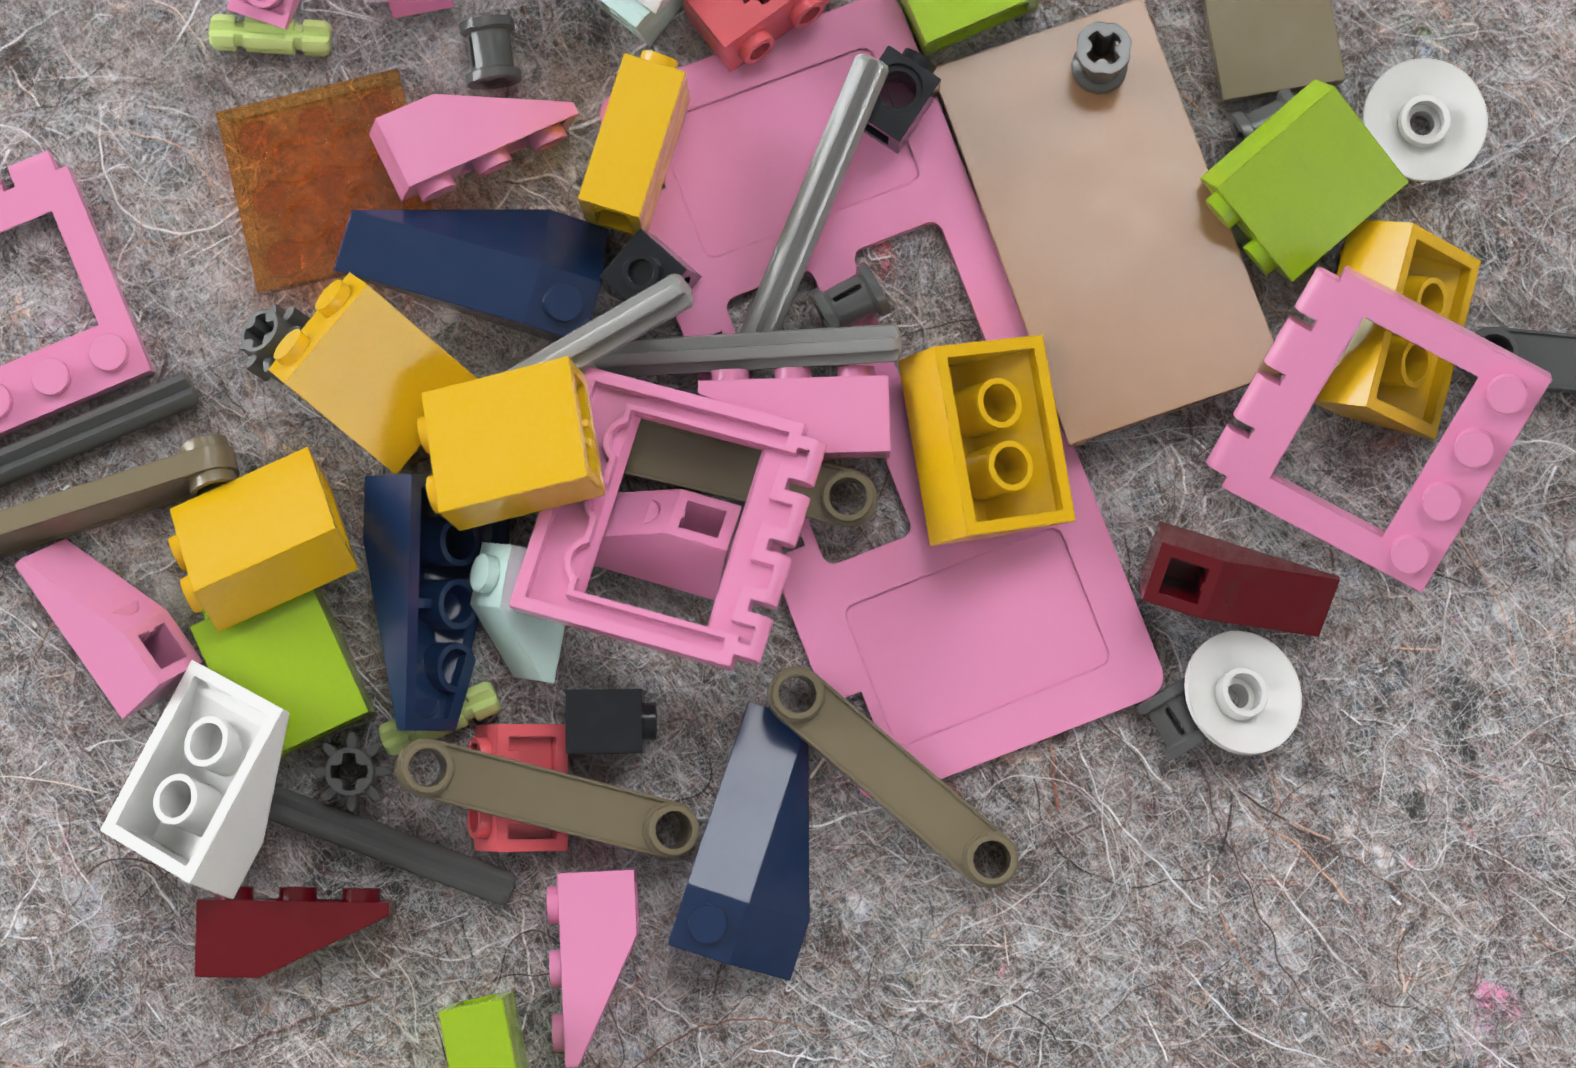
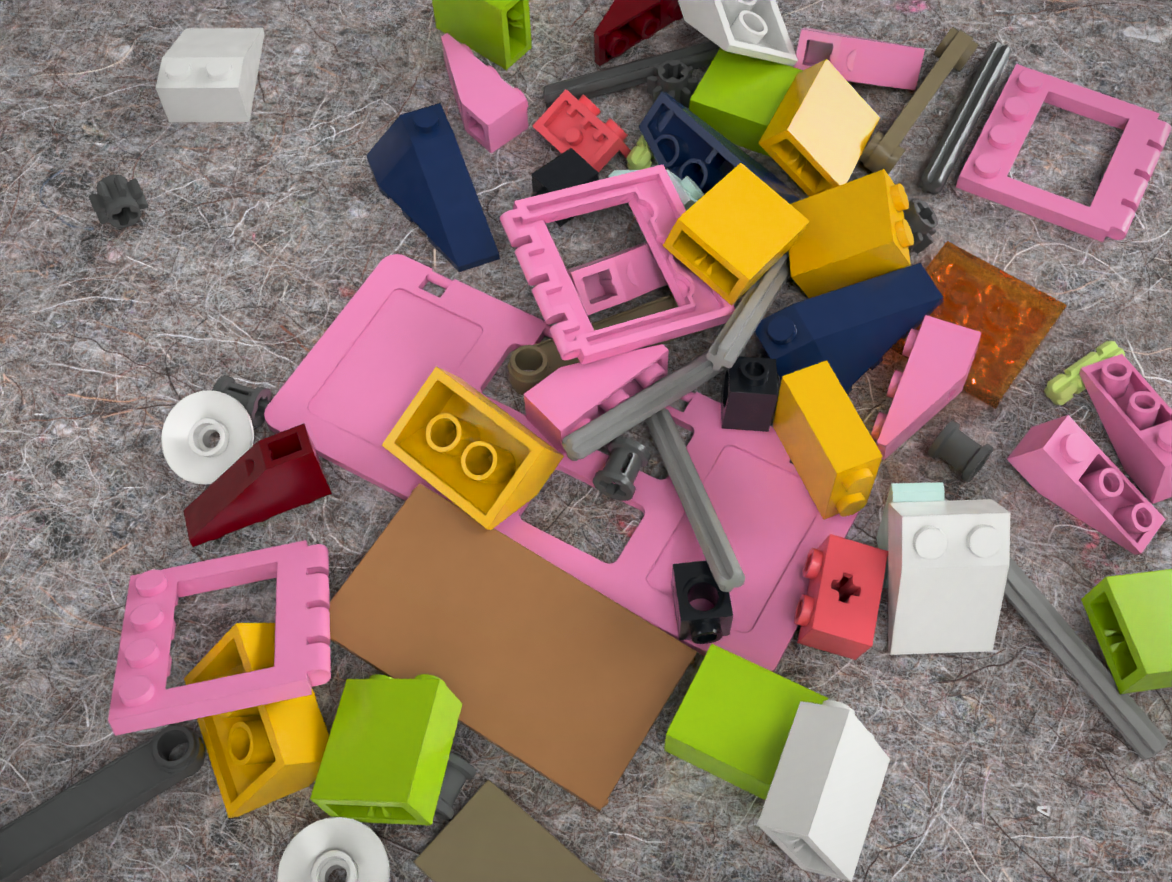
camera: 140 degrees right, 25 degrees down
(547, 798) = (562, 124): dark tan piece -> none
(893, 777) = (386, 264): dark tan piece -> none
(1101, 75) = (607, 725): dark grey bush -> none

